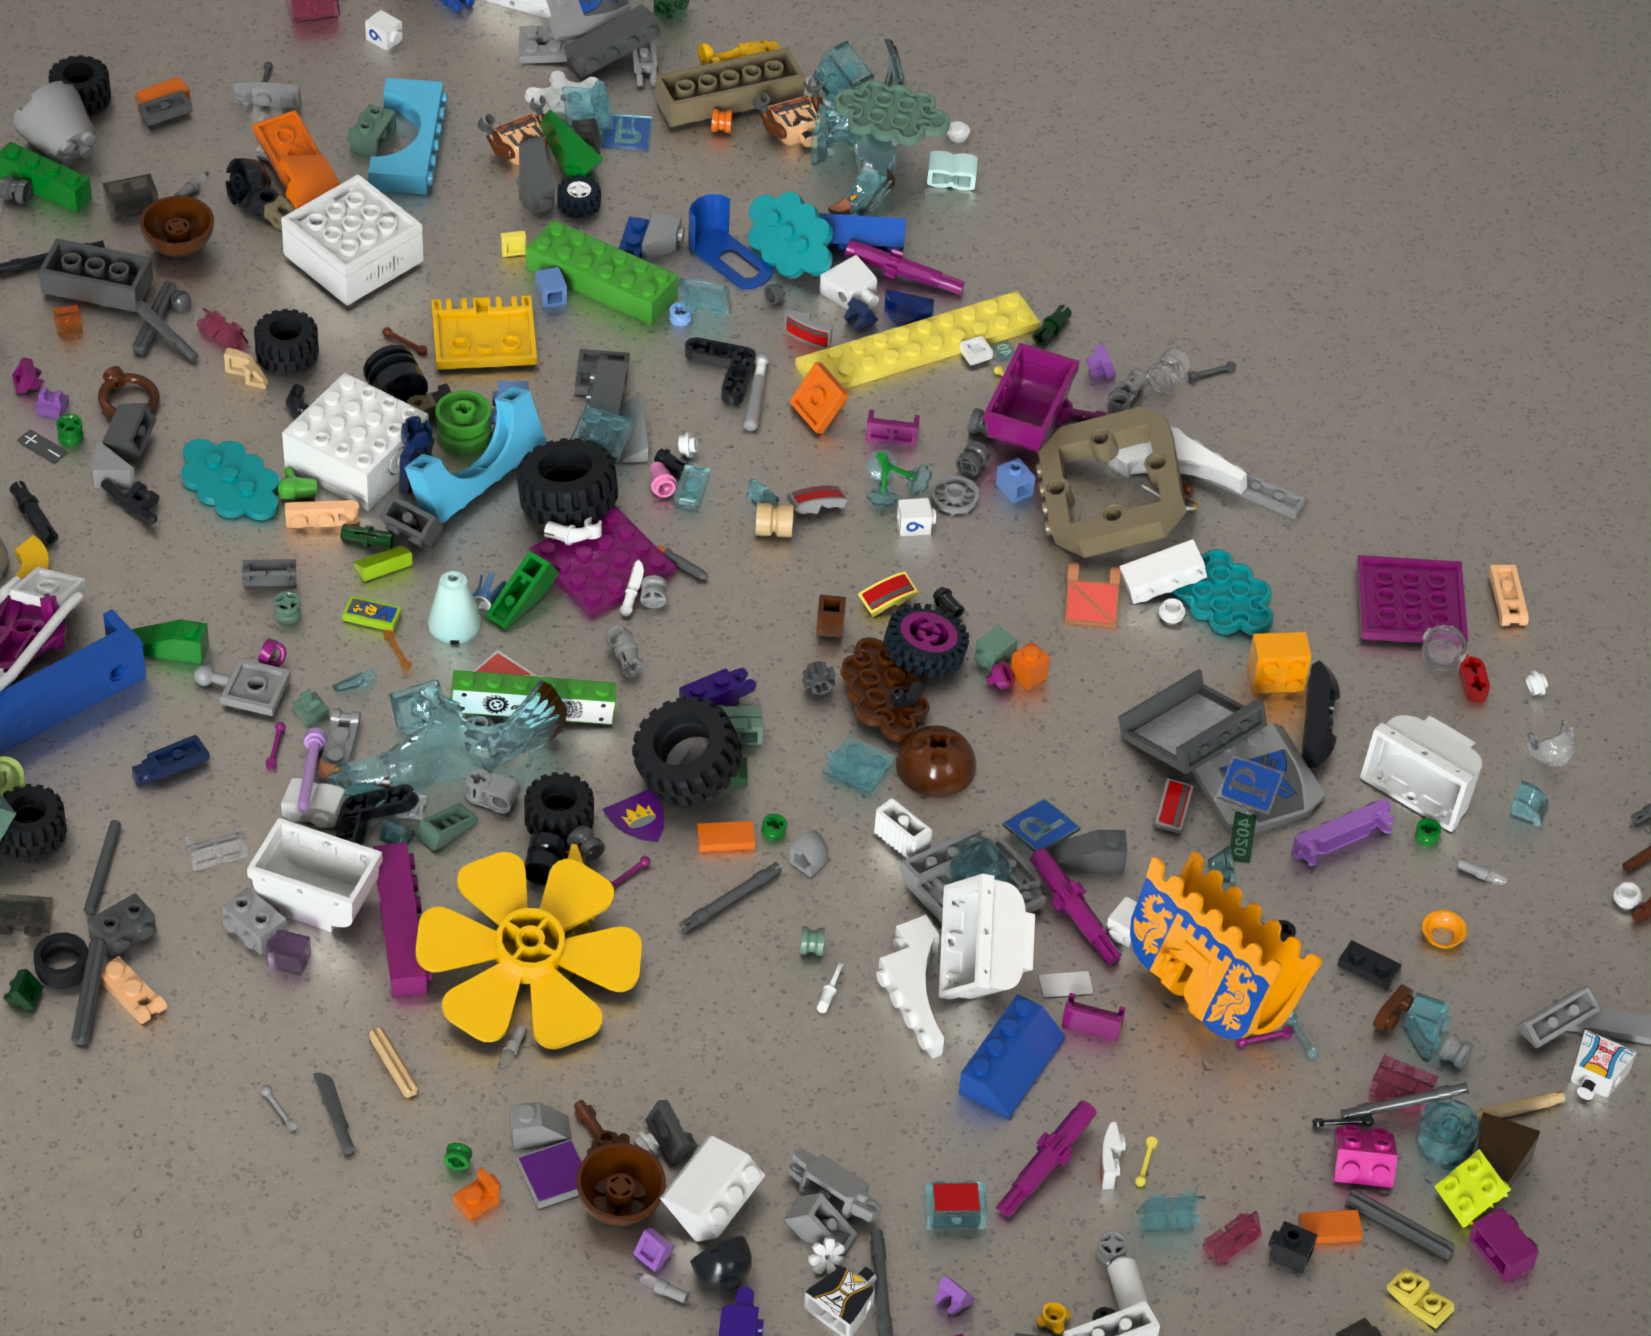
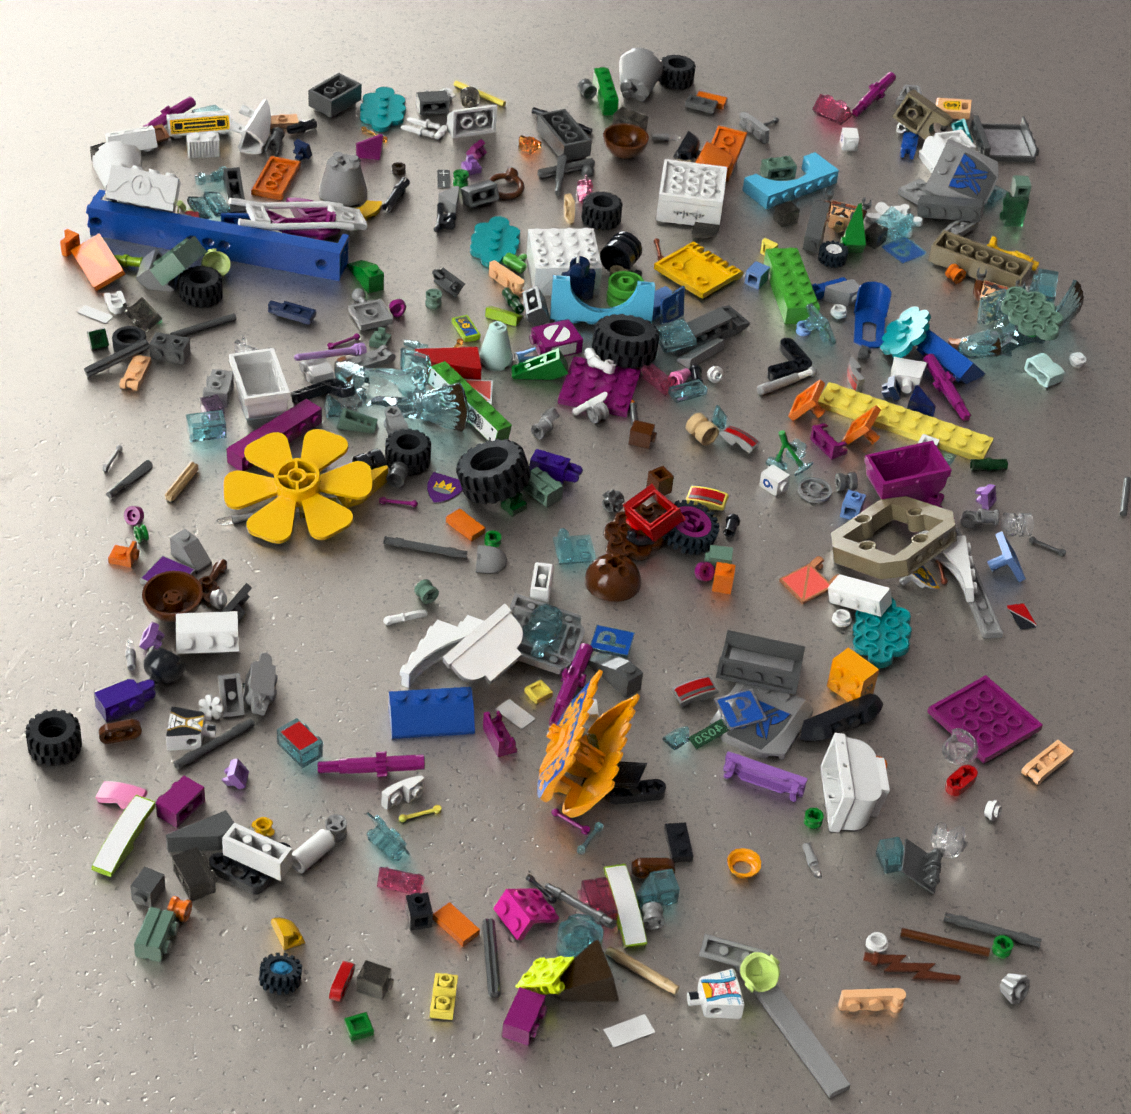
camera: 50 degrees right, 5 degrees down
(316, 977) = (206, 426): none -> clear light blue brick
(418, 1144) = (134, 515): none -> tile
(419, 277) = (704, 230): none -> clear smoke brick
(433, 659) = (462, 359): none -> red slope
(466, 184) = (786, 214): none -> clear smoke brick
(485, 543) = (555, 336): none -> magenta brick
(540, 401) = (672, 306): none -> piece
(646, 500) = (657, 378): none -> clear pink hinge
(683, 264) = (838, 311): none -> white plate
(729, 578) = (642, 434): none -> reddish brown brick
(887, 678) = (660, 525): none -> red piece
(905, 382) = (862, 426): none -> orange tile
(1053, 941) = (538, 692): none -> light yellow tile
(1197, 255) = (1125, 496): none -> dark grey bar
(1214, 414) = (1008, 557): none -> medium blue tile
(1291, 466) = (1022, 616): none -> sticker
(1423, 1057) = (629, 915): none -> white slope
(1569, 788) = (922, 866): none -> dark grey hinge
(1578, 1170) = (629, 1030): none -> white sticker
(1610, 1010) = (760, 971): none -> yellowish green cap

